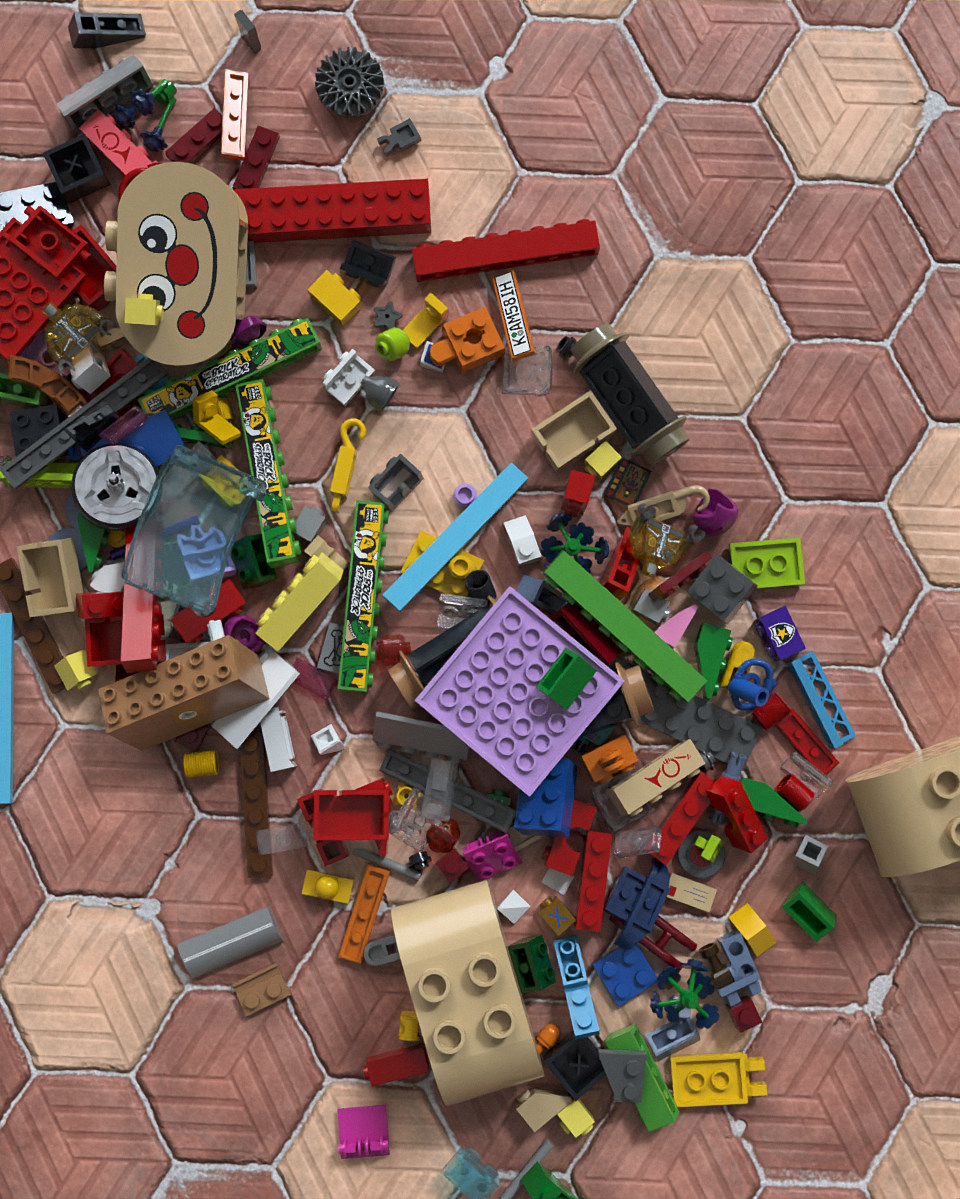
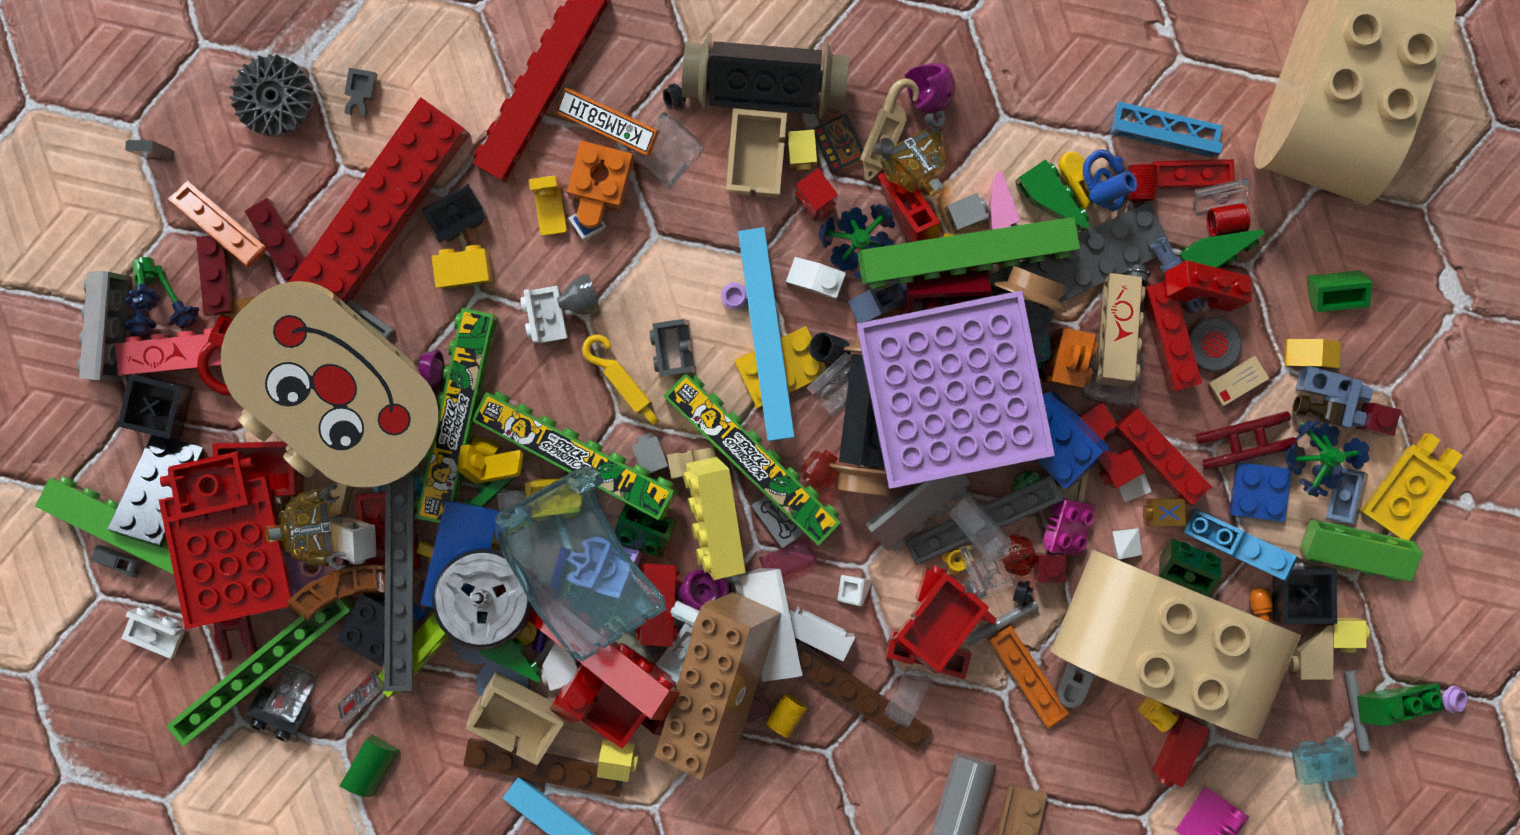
camera: 55 degrees left, 5 degrees up
(87, 430) = (413, 578): black wing -> none
(104, 29) = (41, 278): black slope -> none
(124, 425) = (433, 549): clear pink tile -> none
(143, 310) = (349, 452): light yellow brick -> none
(327, 886) = (980, 689): yellow tile -> none
(387, 322) = (523, 236): dark grey plate -> none
(392, 344) = (546, 251): lime head -> none
(460, 567) = (796, 351): yellow plate -> none
(566, 678) = (979, 340): green brick -> none
(625, 1073) = (1348, 562): dark grey wing -> none
(637, 842) = (1161, 391): clear plate -> none
(638, 901) = (1212, 432): dark blue plate -> none
(681, 577) = (963, 164): dark red plate -> none
(710, 847) = (1216, 332): lime tile -> none
(722, 588) = (1002, 136): dark grey brick -> none
(770, 562) = (1010, 79): lime plate -> none
(779, 634) = (1081, 118): dark purple brick -> none
(810, 854) = (1293, 250): light grey brick -> none

